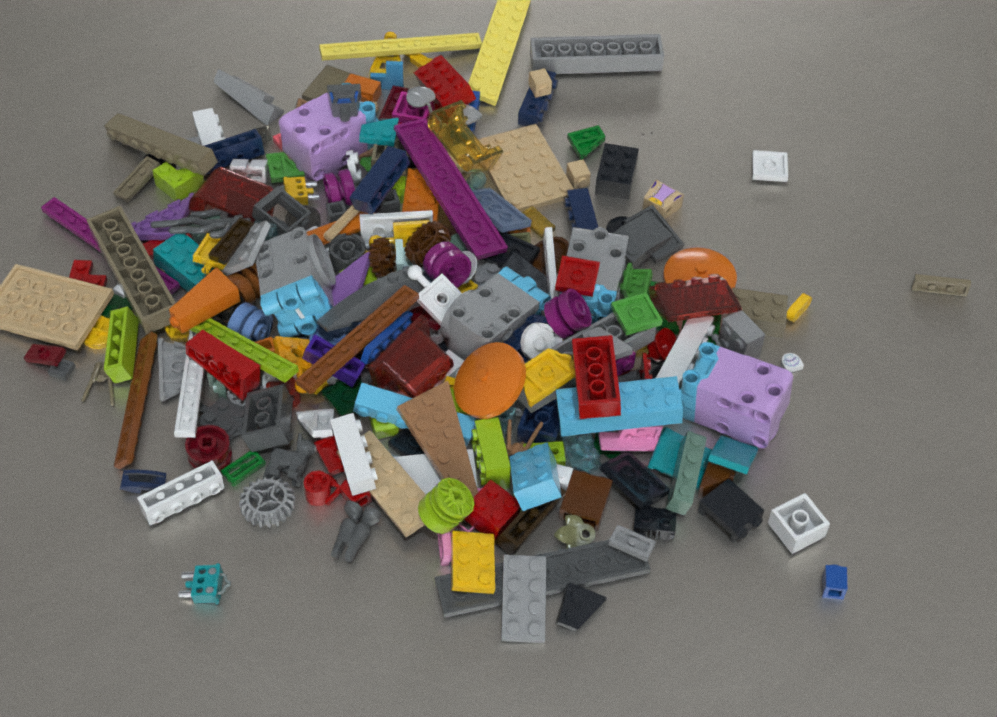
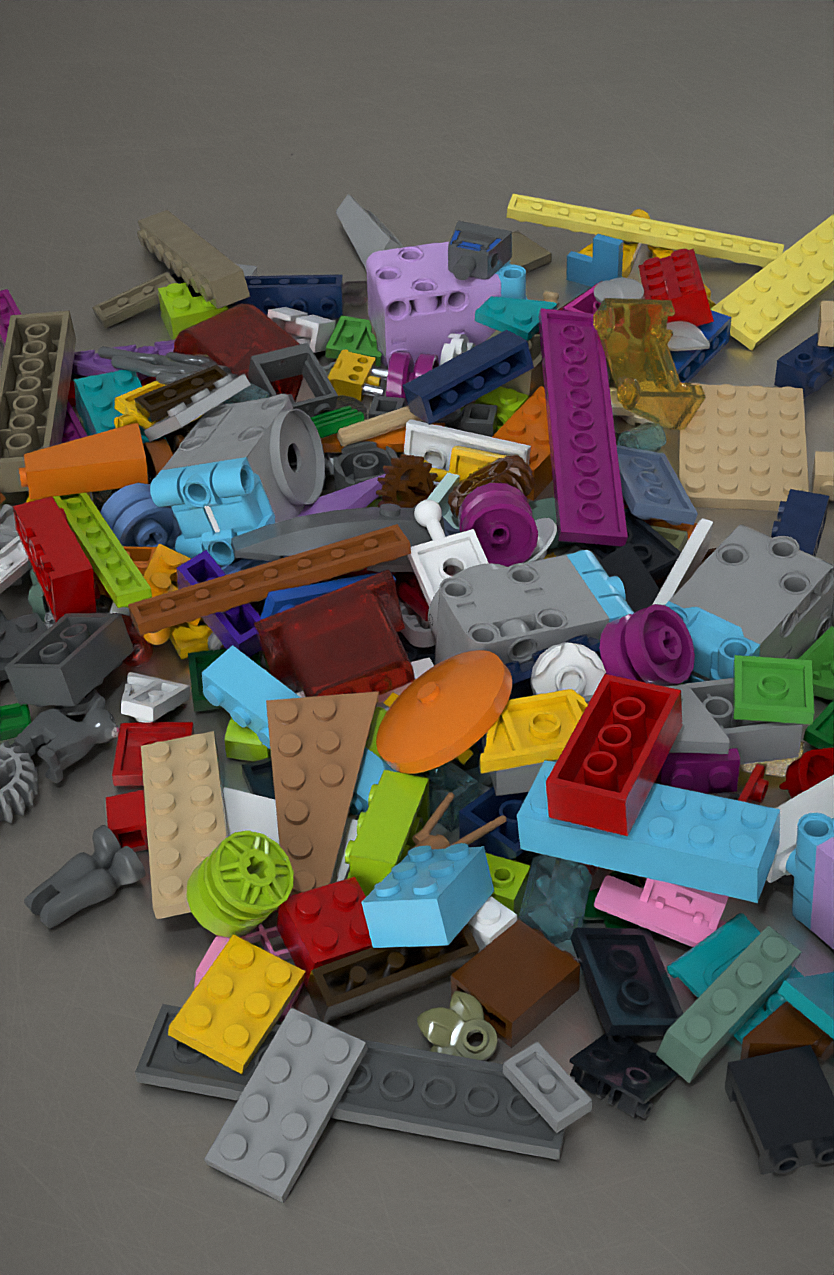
camera: 30 degrees right, 10 degrees down
(207, 126) = (283, 256): white brick -> none
(318, 488) = (77, 793): red piece -> none
(319, 226) = (332, 421): none -> green tile
(353, 454) = (151, 753): white brick -> none
(369, 88) = (549, 272): orange brick -> none
(538, 222) = (721, 520): clear yellow tile -> none
(577, 275) = (699, 594): red plate -> none
(577, 606) = (381, 1161): black wing -> none

